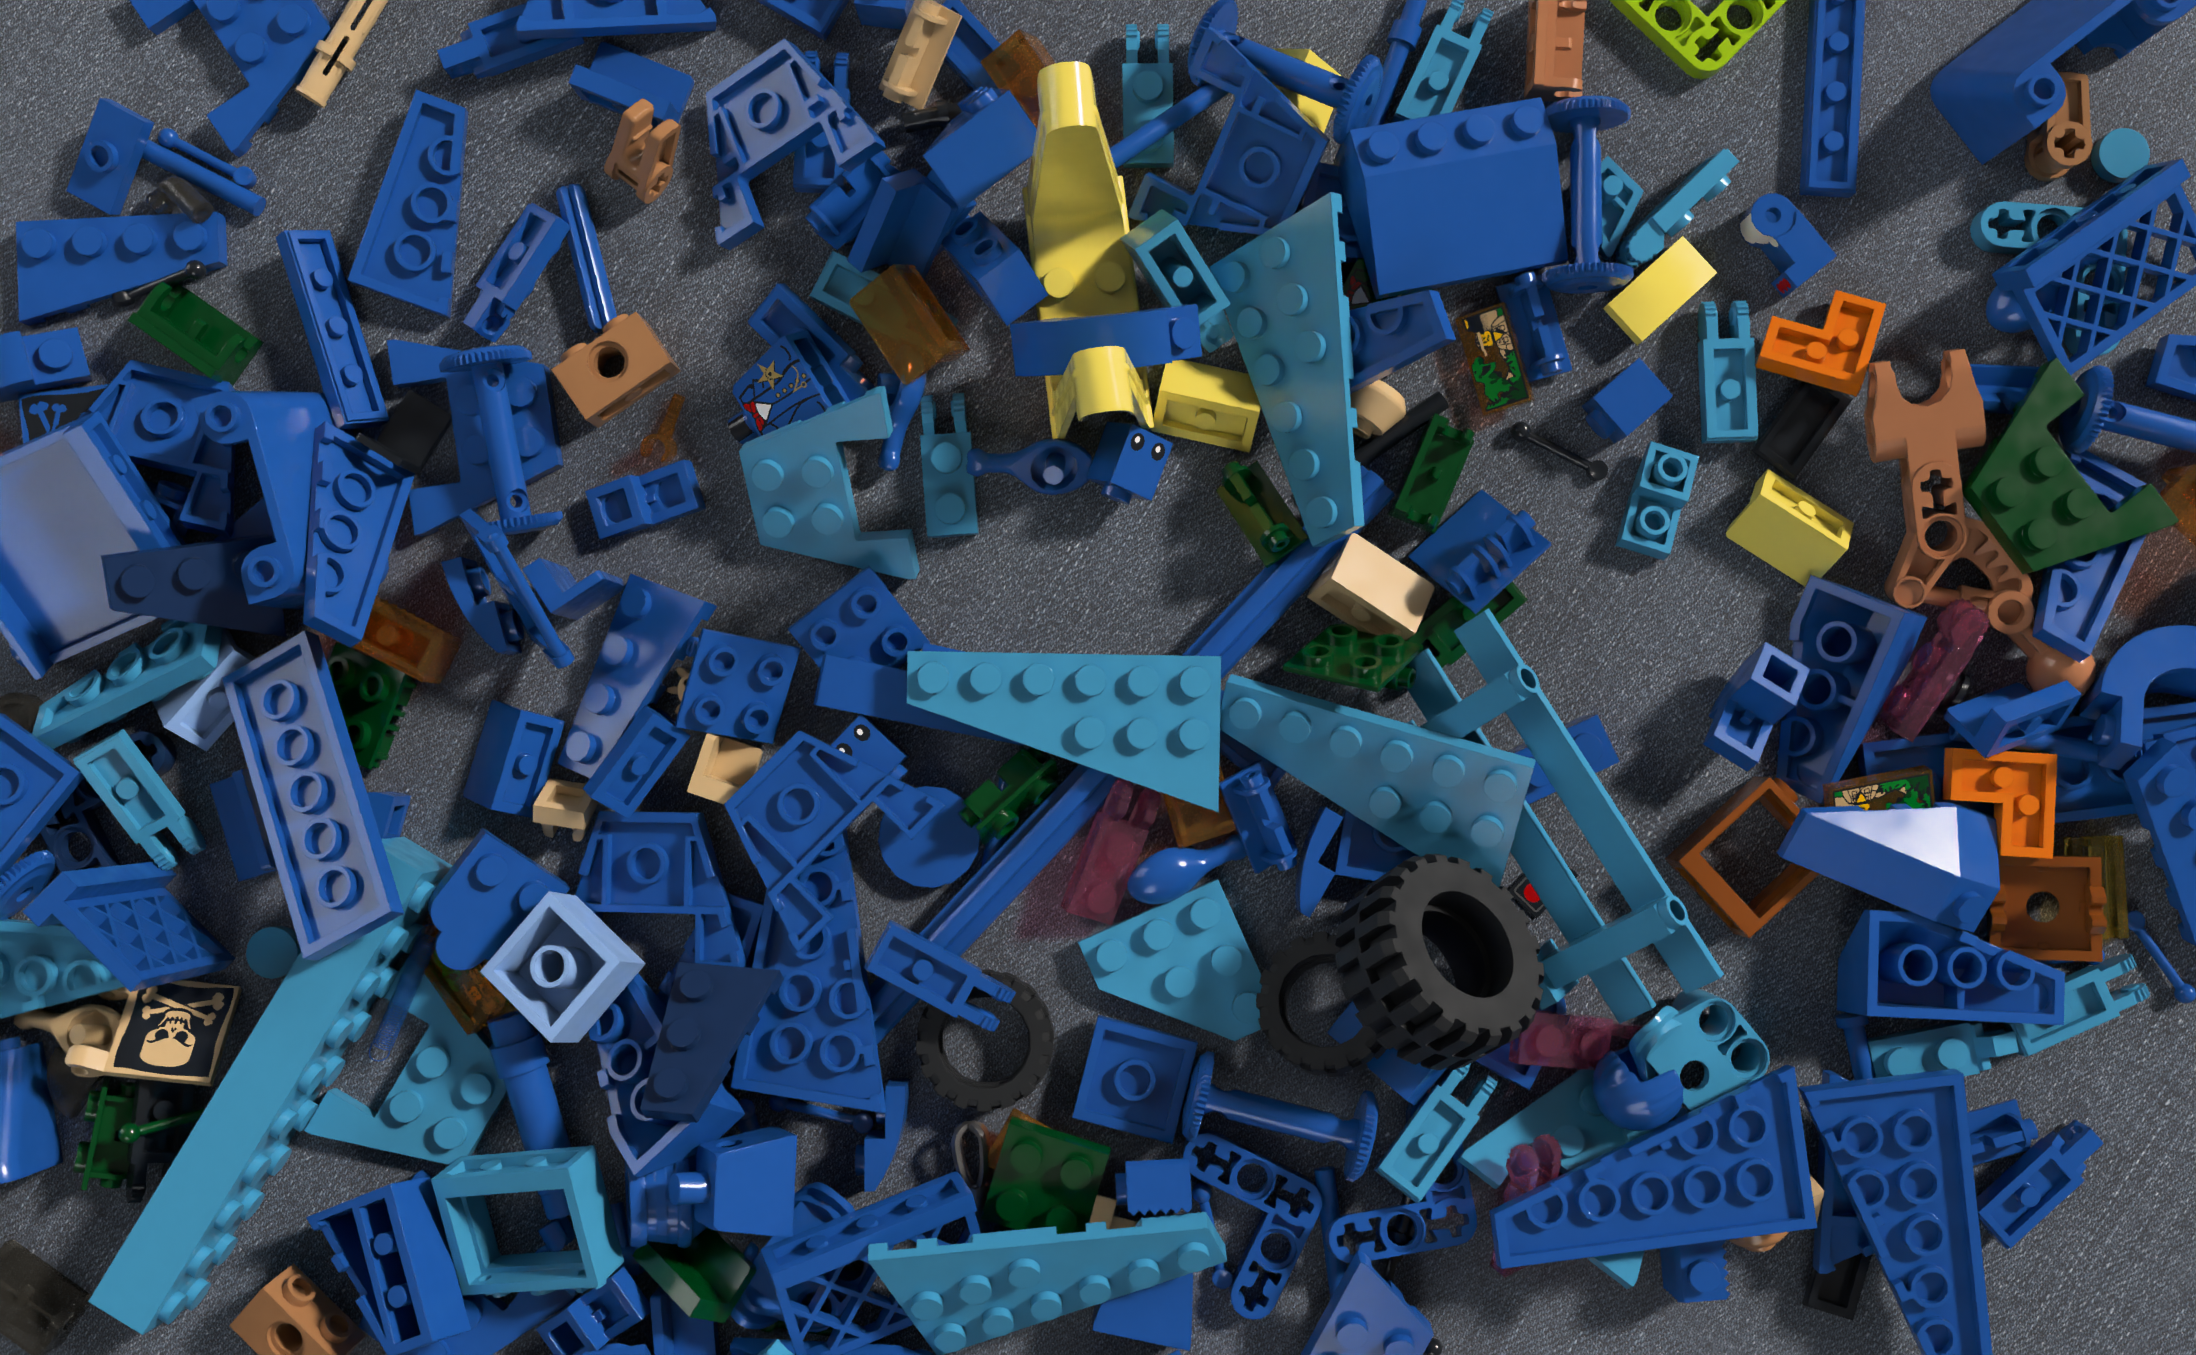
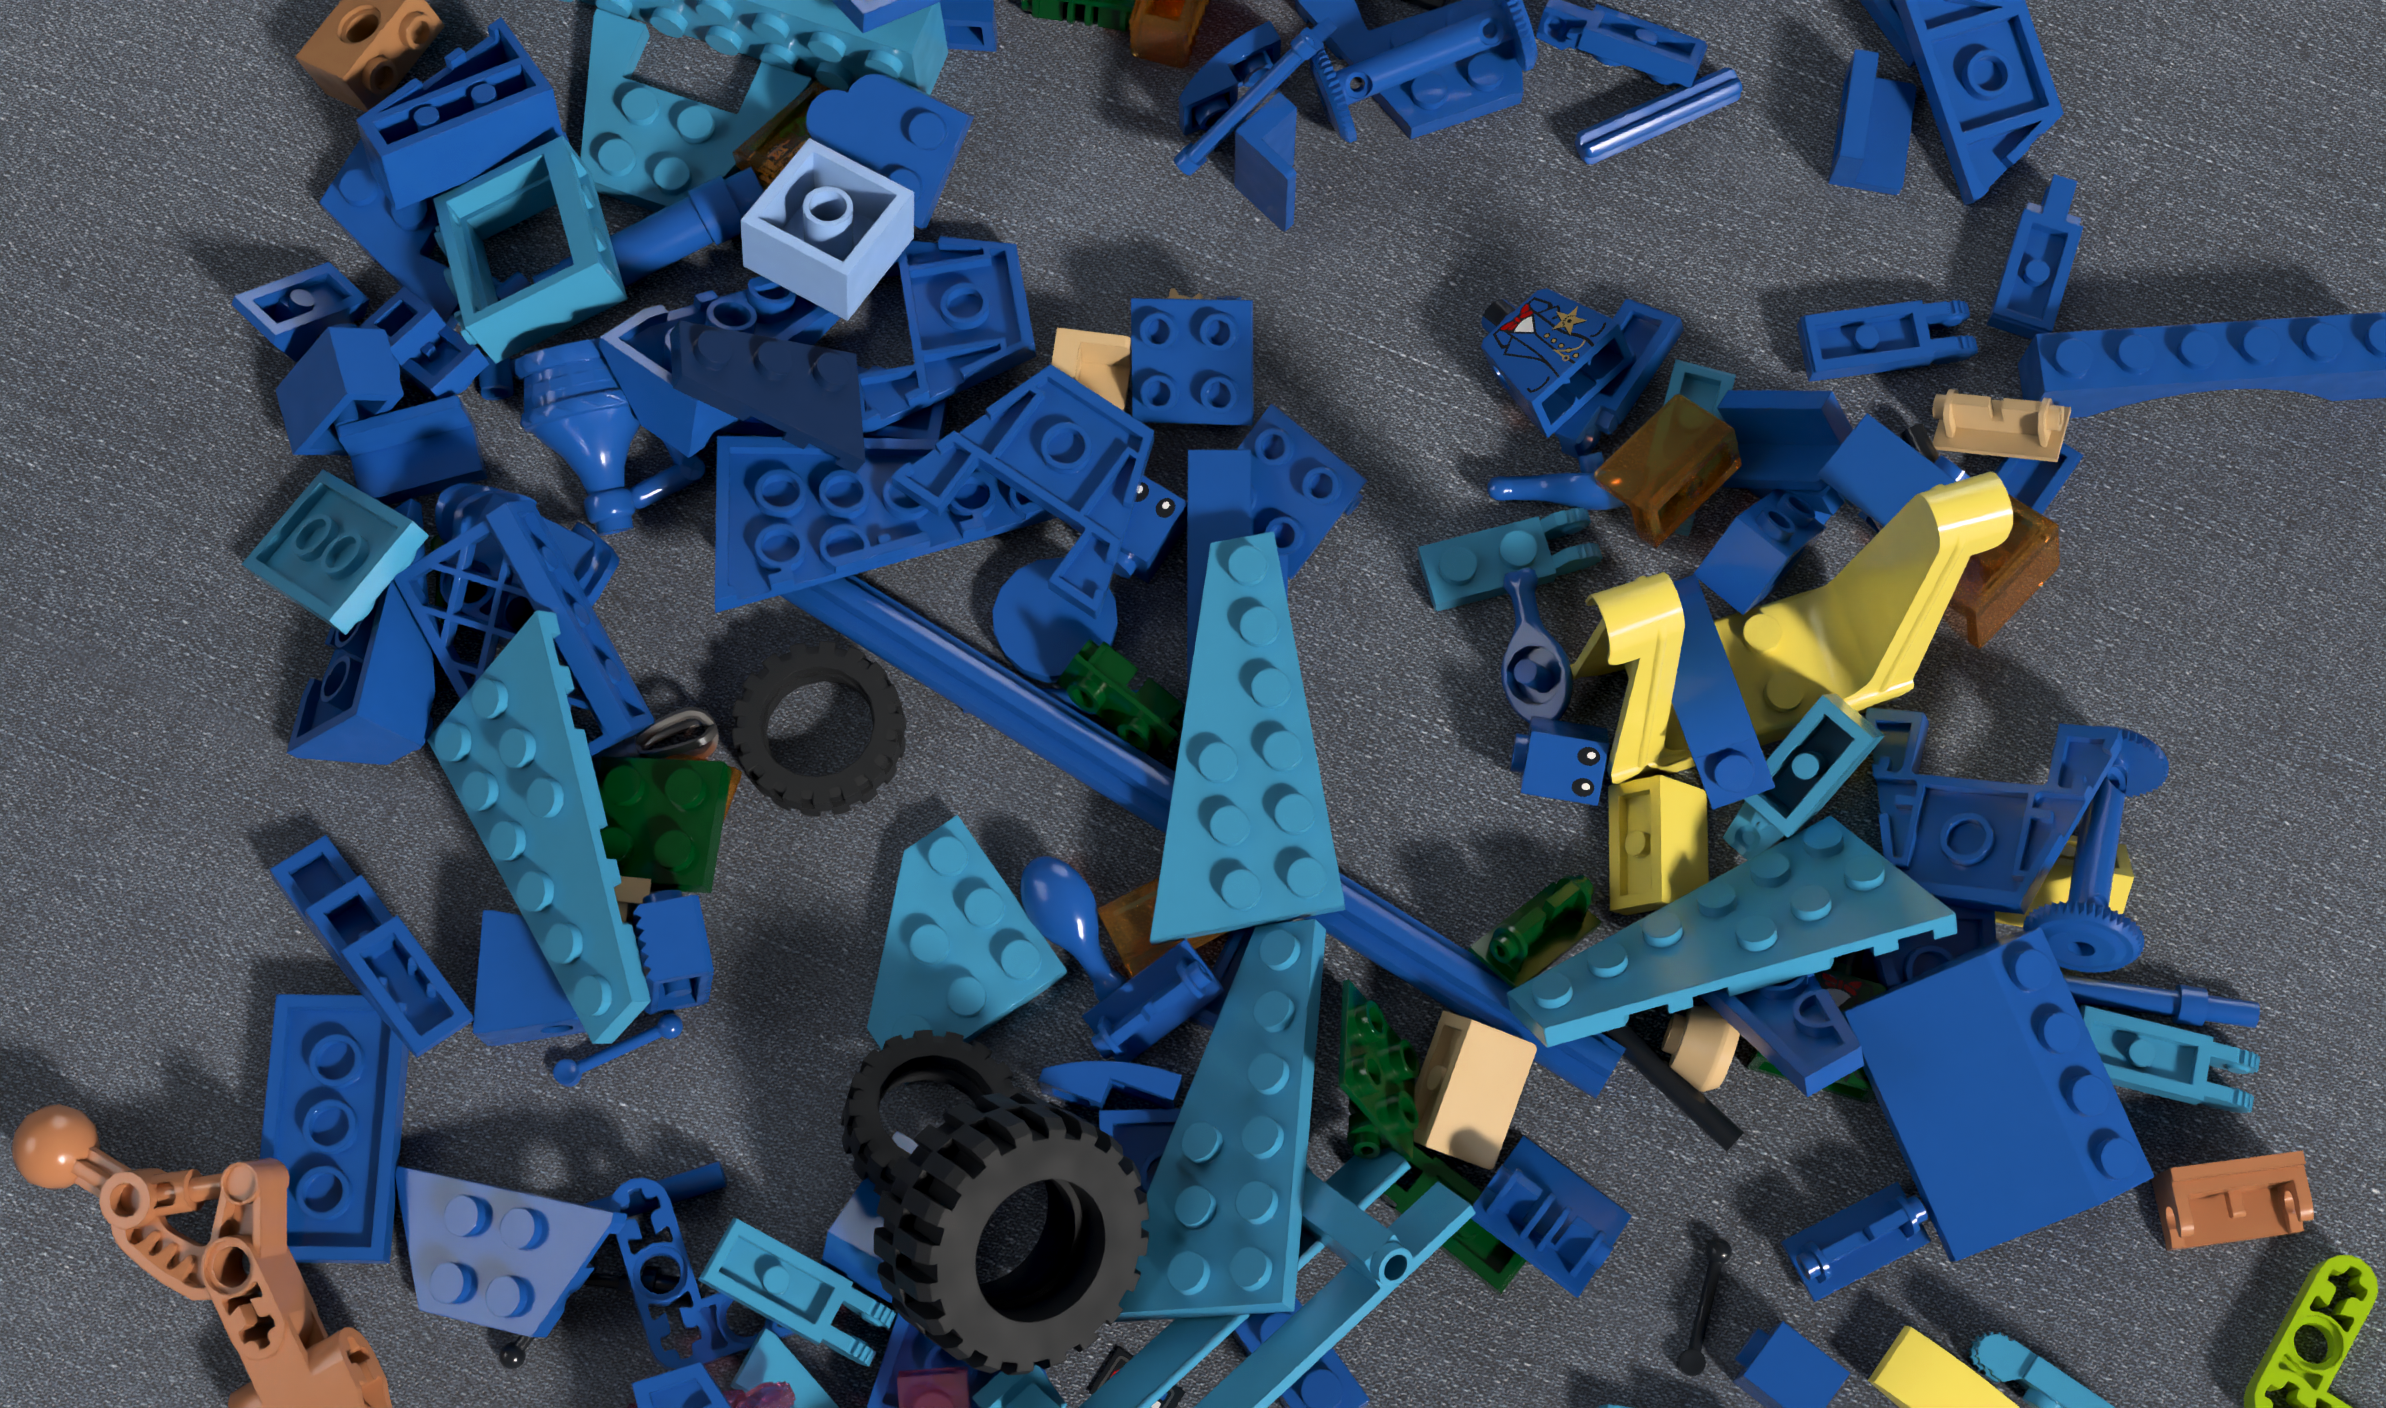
camera: 75 degrees right, 15 degrees down
(412, 994) = (772, 72): blue piece -> none
(512, 759) = (1058, 147): blue panel -> none
(564, 805) = (1015, 209): tan tile -> none
(636, 656) = (1180, 245): blue wing -> none
(636, 761) = (1082, 266): blue panel -> none
(643, 157) = (1797, 144): medium nougat piece -> none
(644, 369) = (1546, 197): medium nougat brick -> none
(645, 500) = (1390, 231): blue slope -> none
(665, 431) = (1472, 237): clear orange hand -> none
(702, 1278) = (488, 449): dark green panel -> none
(742, 1183) = (606, 464): blue torso -> none
(765, 116) = (1870, 265): blue wing -> none
(805, 492) = (1436, 396): dark azure wing -> none
(840, 215) = (1785, 367): blue hinge -> none
(861, 1122) = (696, 608): blue hinge -> none
(881, 1145) = (666, 631): blue slope -> none
(934, 974) = (889, 641): blue hinge -> none
(1110, 853) = (1070, 829): clear pink hinge -> none
(1135, 1079) = (799, 914): blue plate -> none
(1147, 94) = (2015, 707): dark azure hinge -> none
(1165, 123) = (1985, 716): blue bar -> none
(1275, 1219) = (651, 1123): blue beam -> none
(1283, 1117) = (777, 1139): blue hose -> none
(1431, 474) = (1635, 1141): dark green hinge -> none
(1495, 359) = (1802, 1196): tile -> none
(1583, 119) = (2143, 1244): blue hose -> none
(1619, 201) = (2044, 1307): dark azure piece -> none

